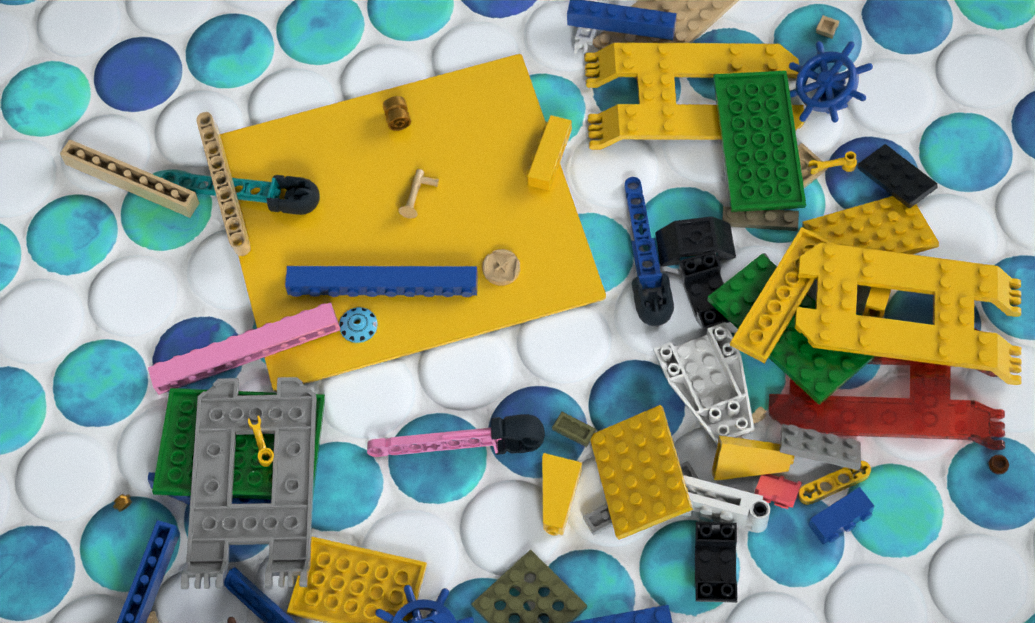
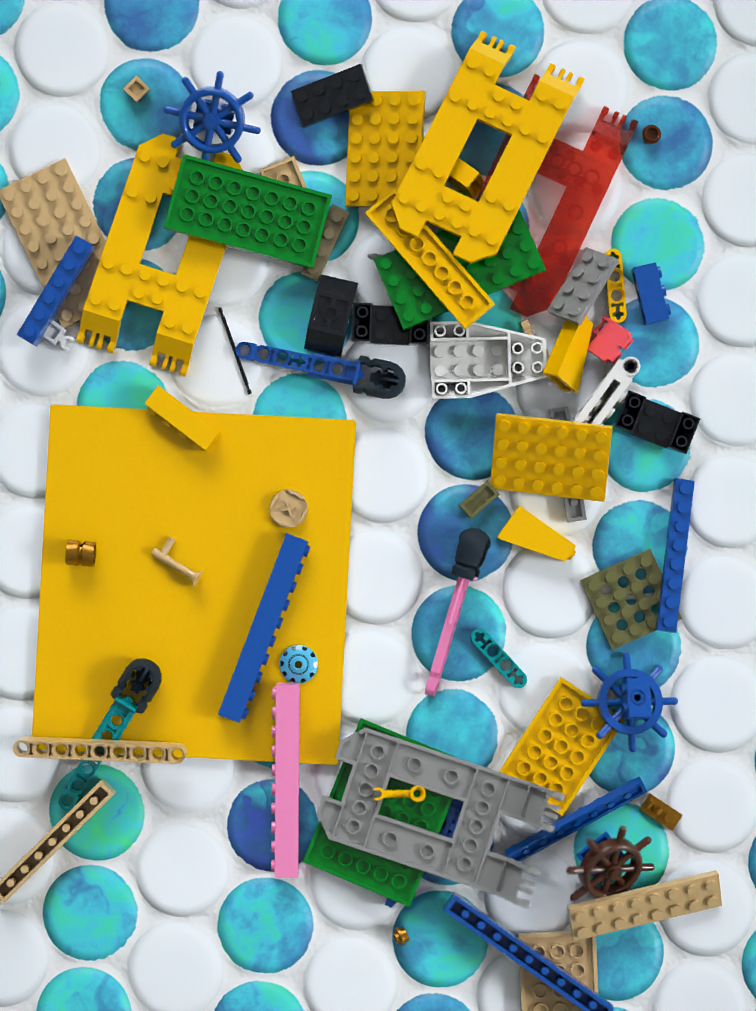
camera: 75 degrees left, 25 degrees up
(422, 499) = (496, 660): none -> teal beam
(623, 184) = (234, 350): none -> black piece
(847, 163) = (296, 139): yellow brick -> none

